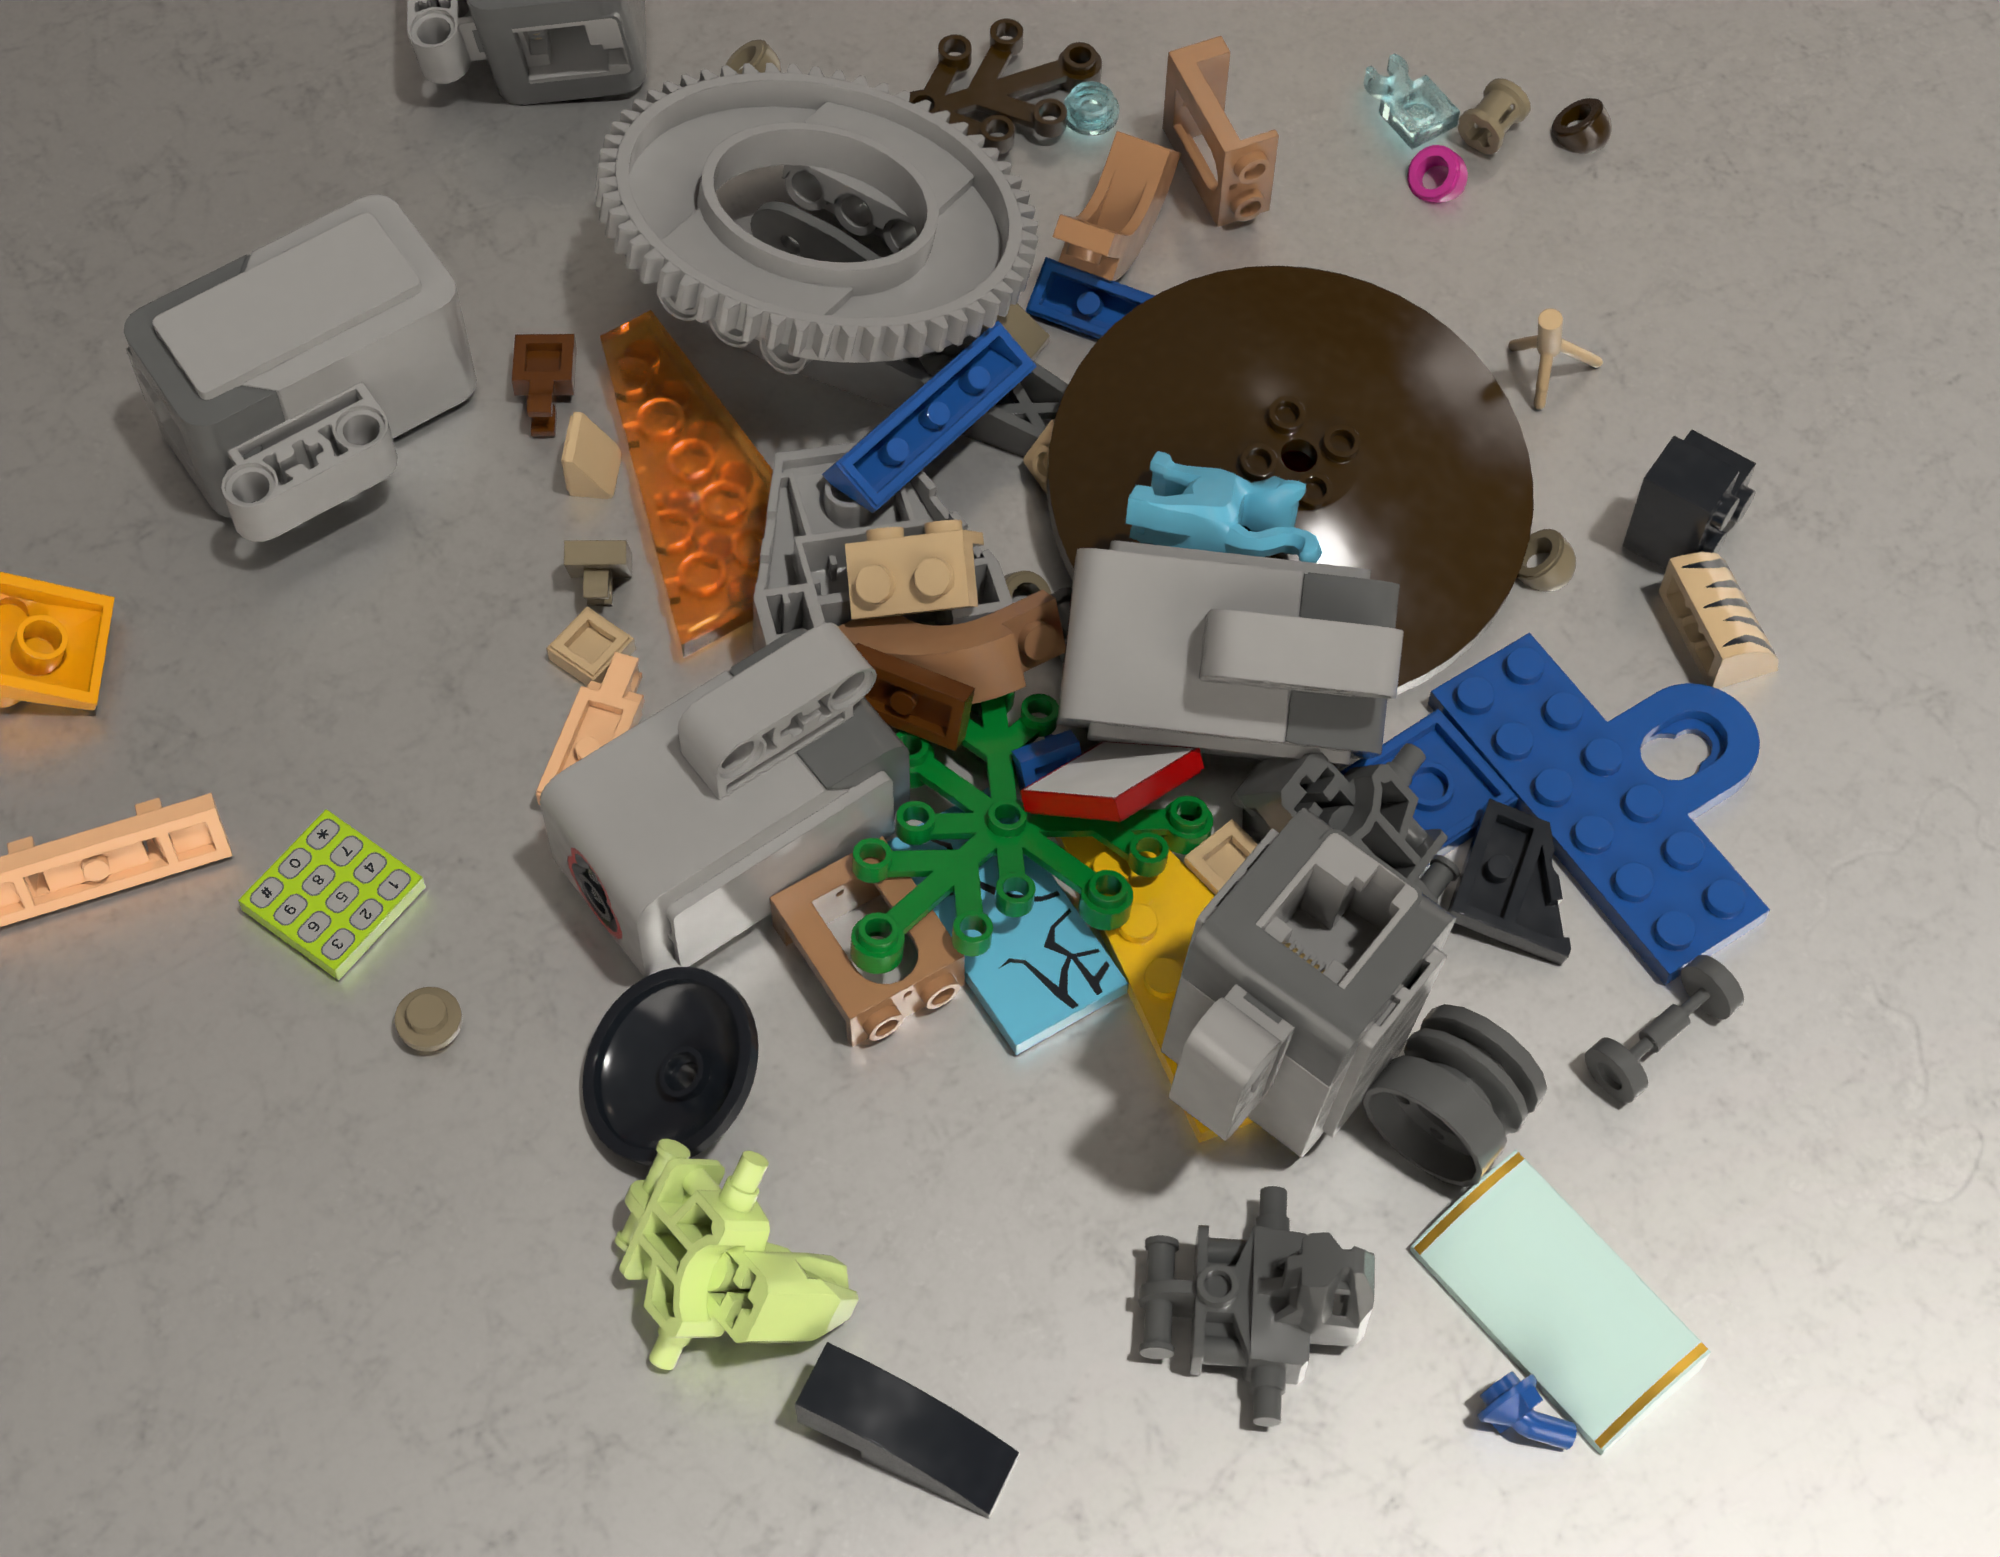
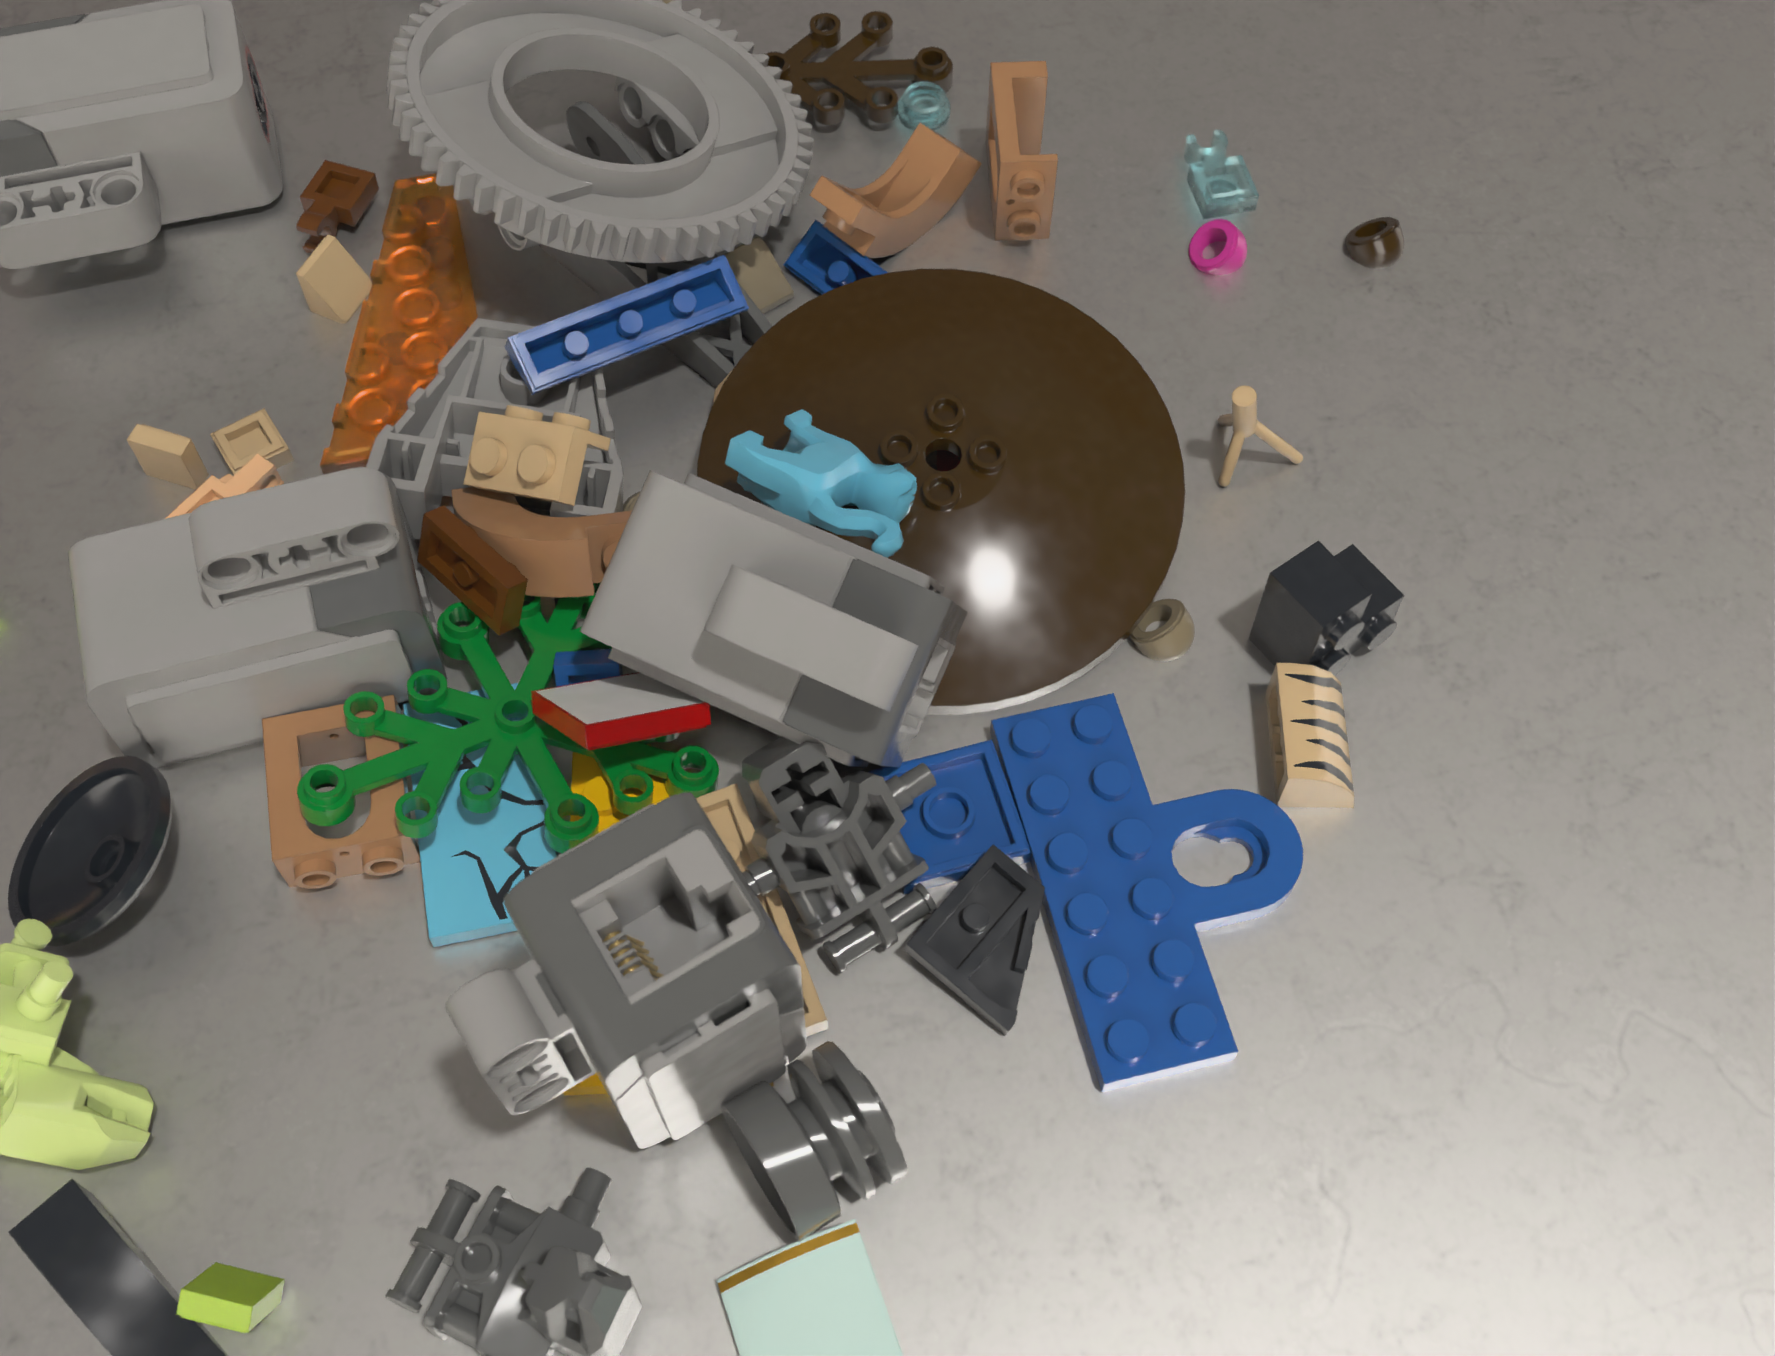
camera: 20 degrees right, 0 degrees up
(521, 682) = (167, 456): none -> tan tile
(597, 564) = (288, 377): dark tan tile -> none
(1004, 1399) = (230, 1297): none -> lime tile
(1494, 115) = (1291, 208): dark tan bush -> none
(1709, 987) = (1138, 1113): dark grey wheel -> none

